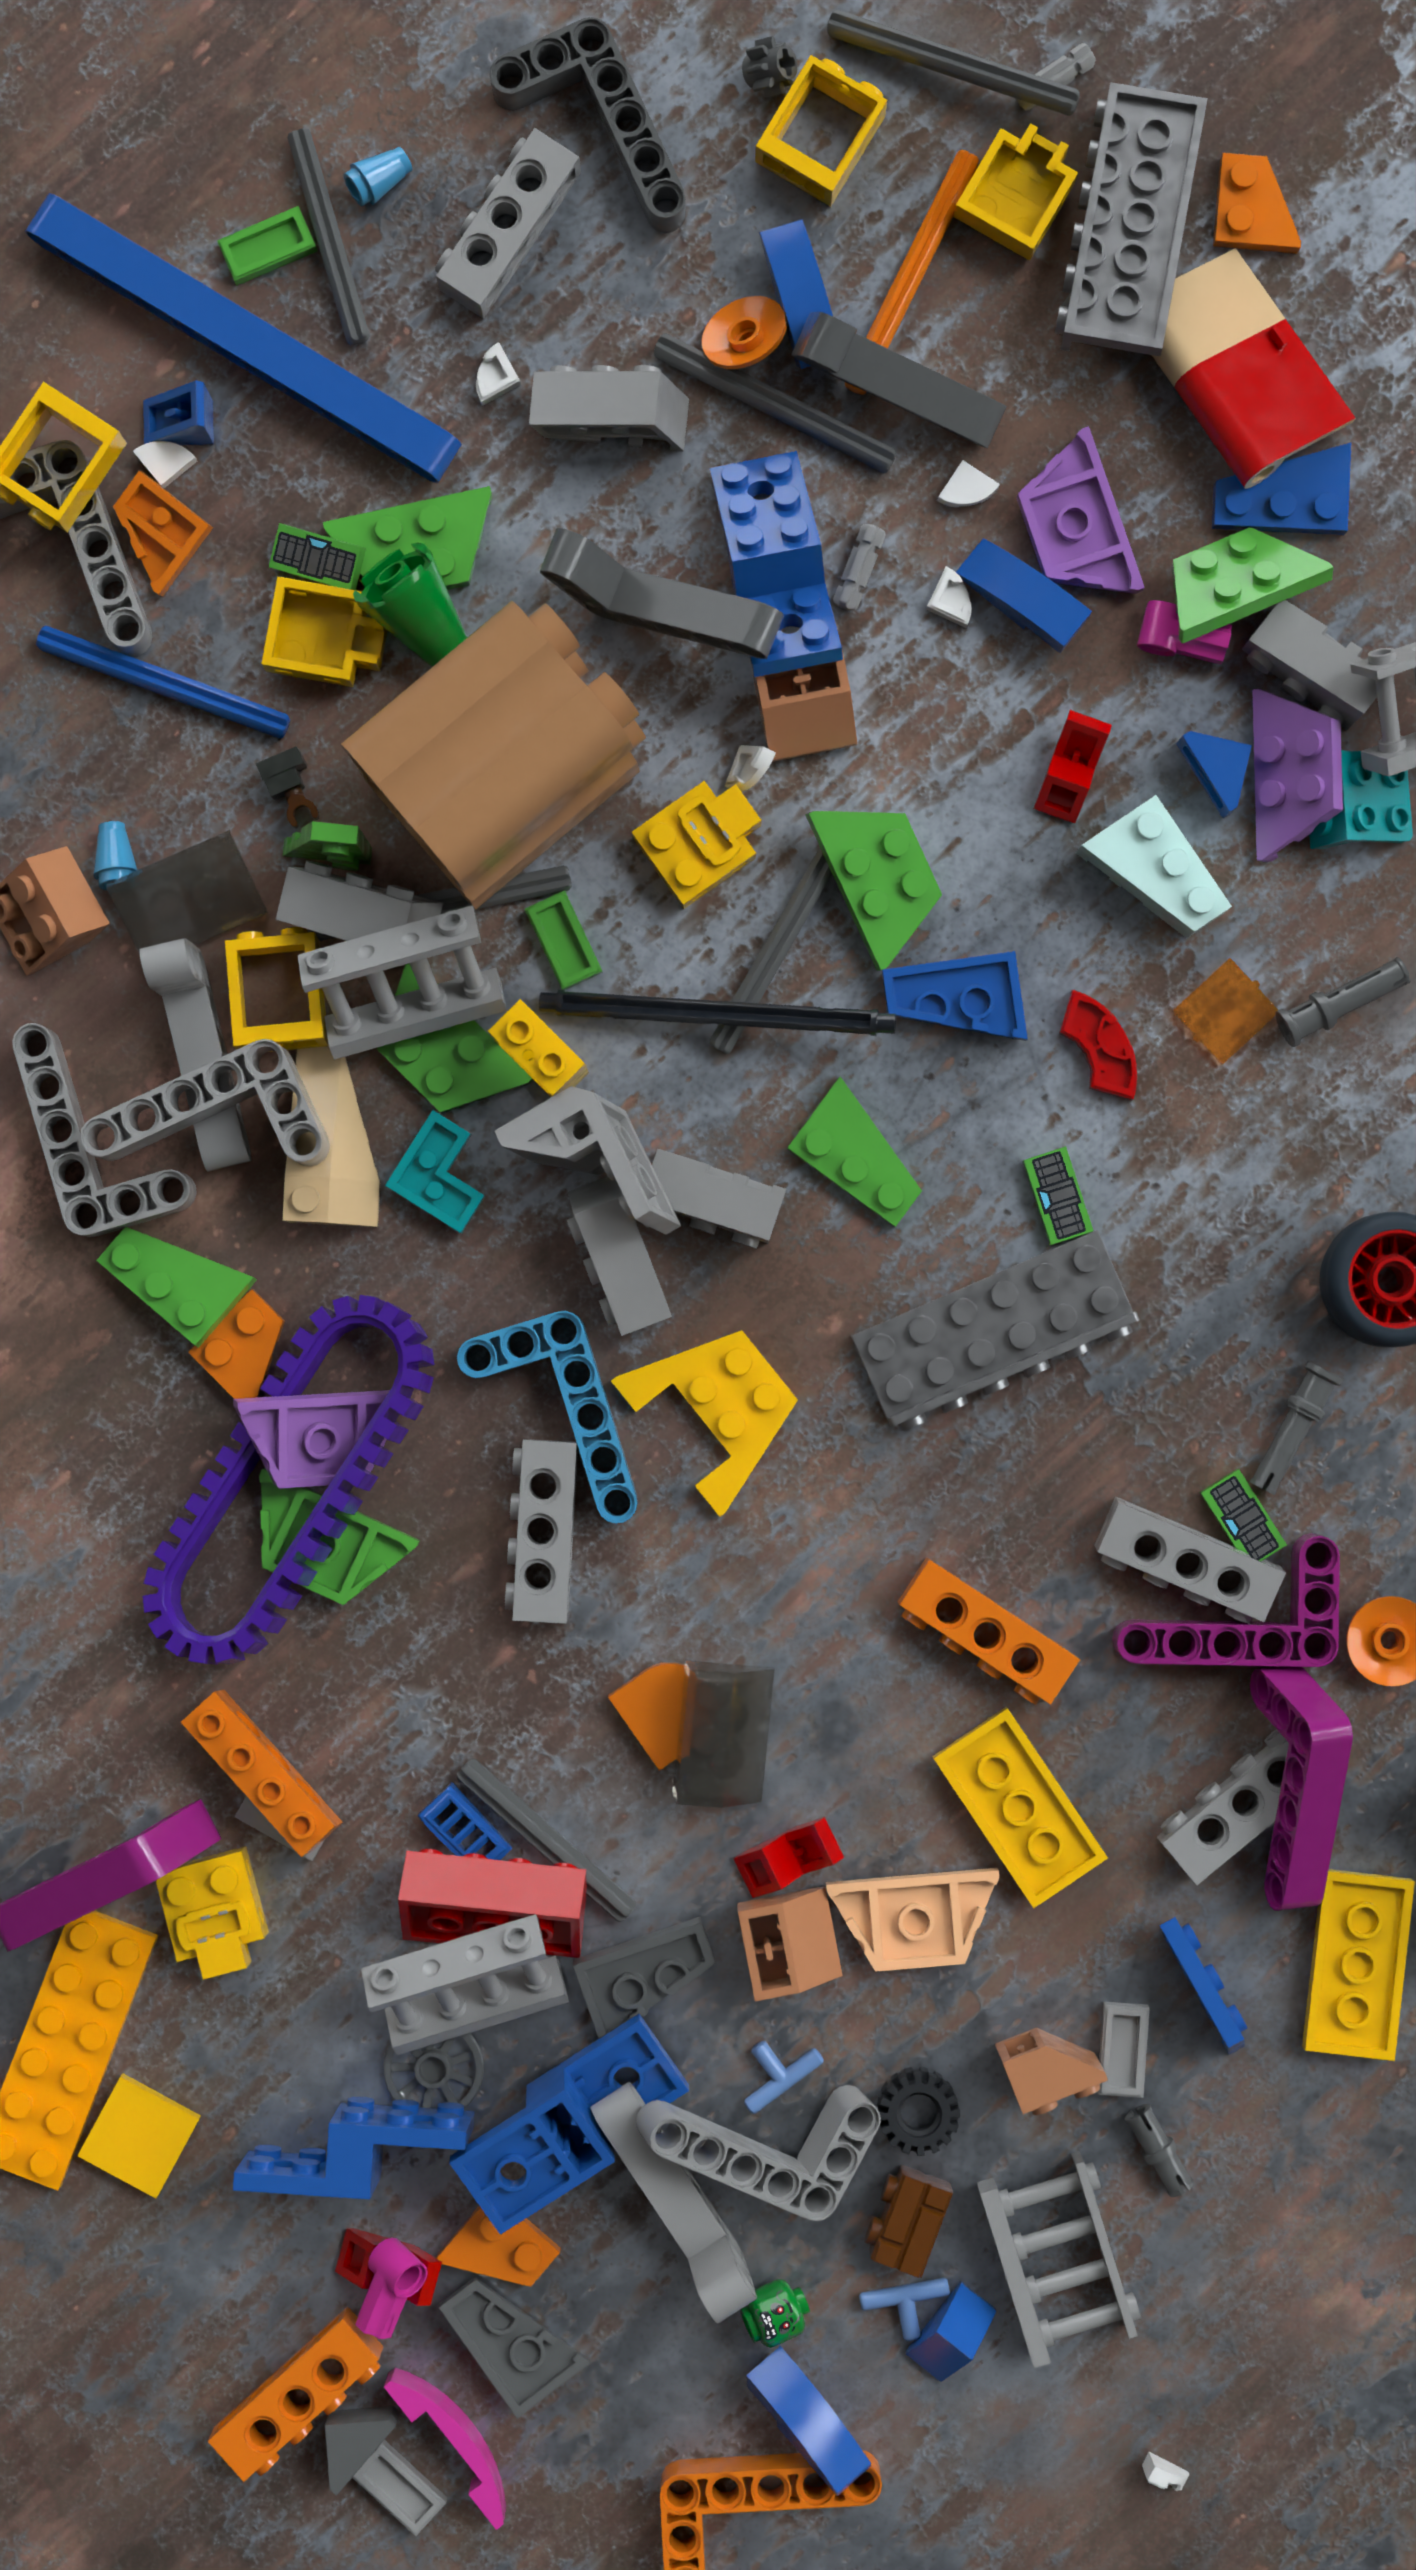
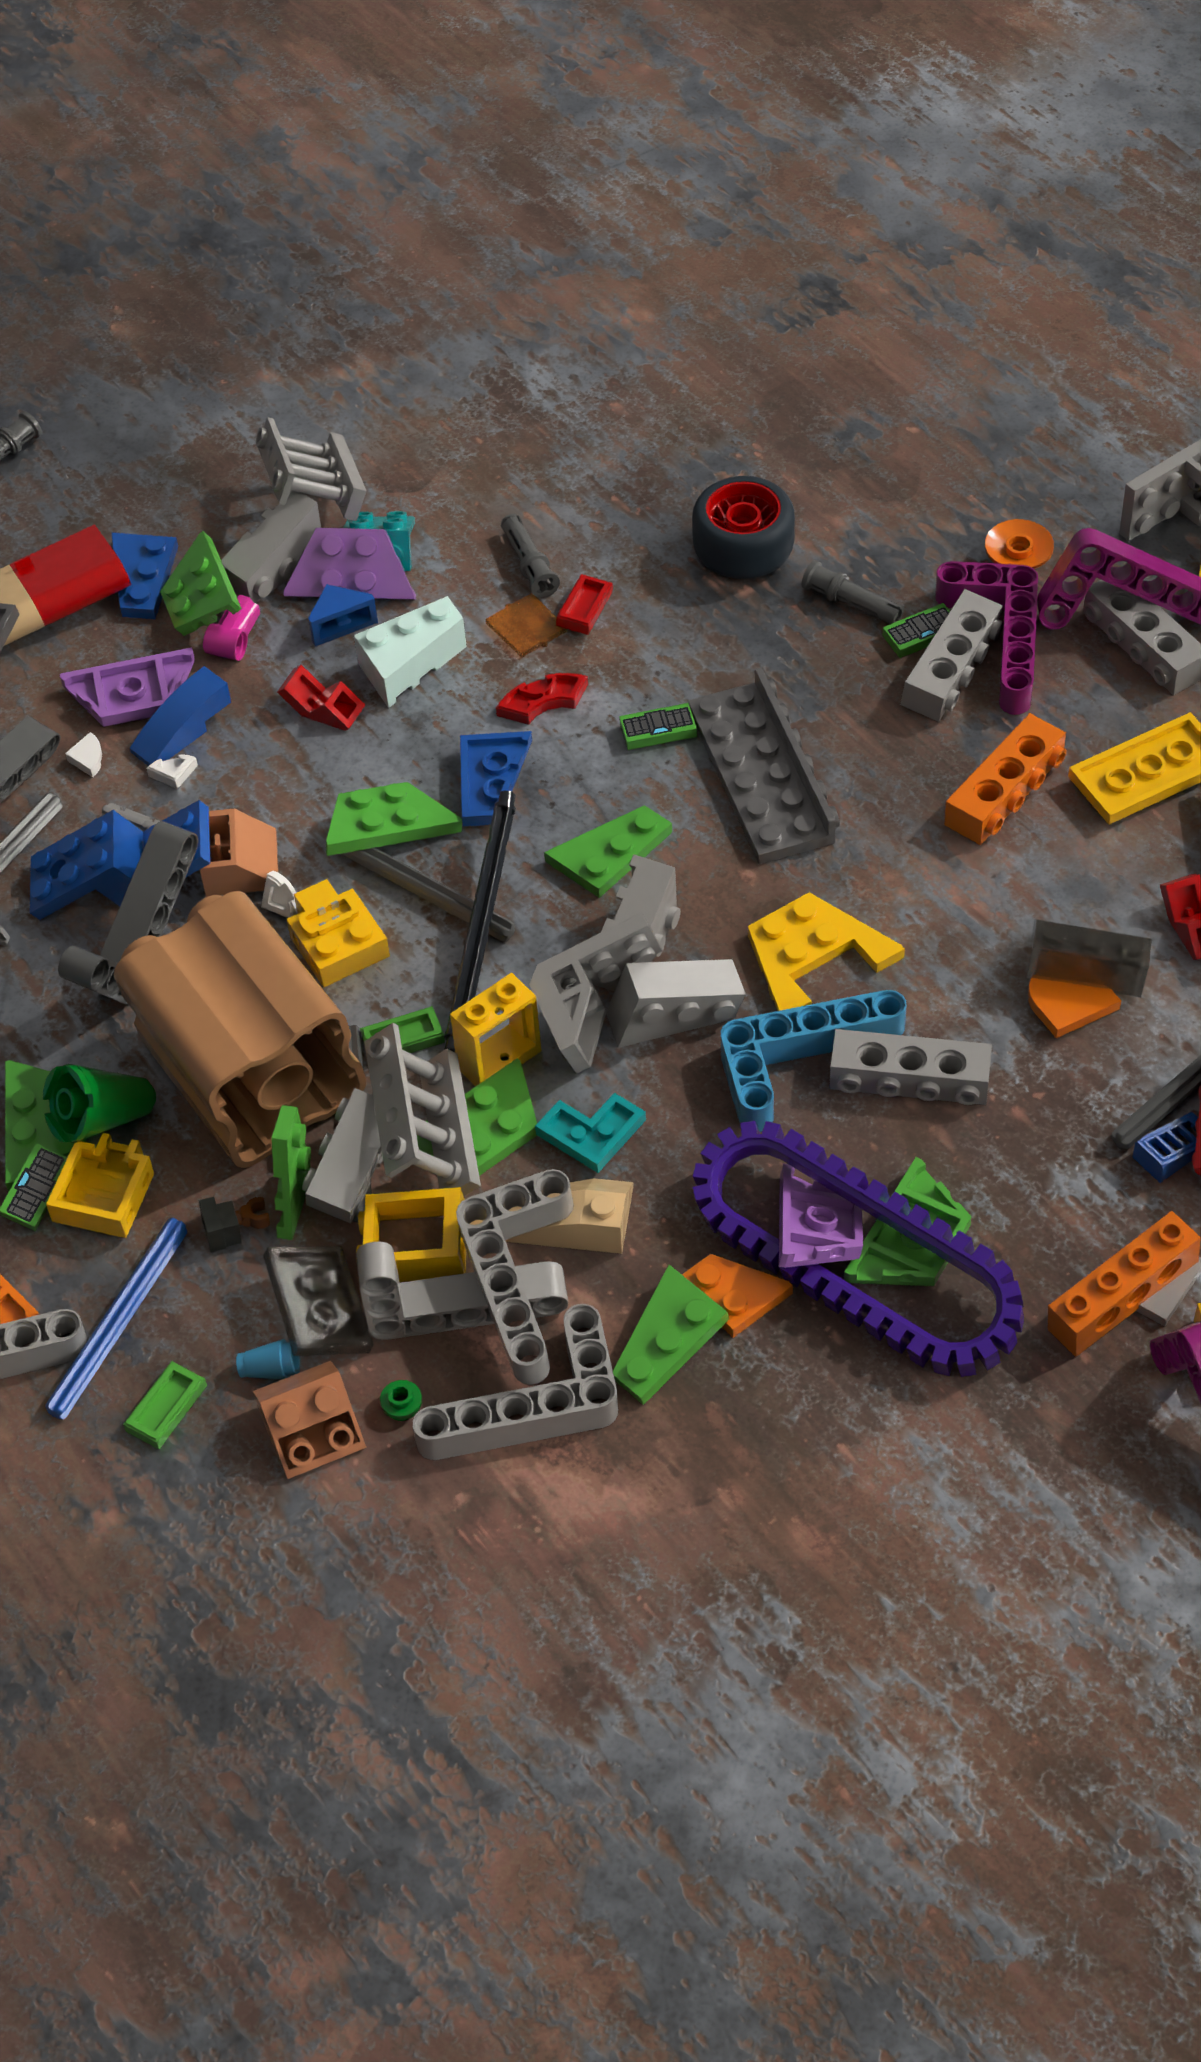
camera: 85 degrees left, 35 degrees down
(61, 753) = (165, 1405): none -> bright green tile
(90, 1014) = (403, 1409): none -> green plate
(1260, 1083) = (584, 604): none -> red tile

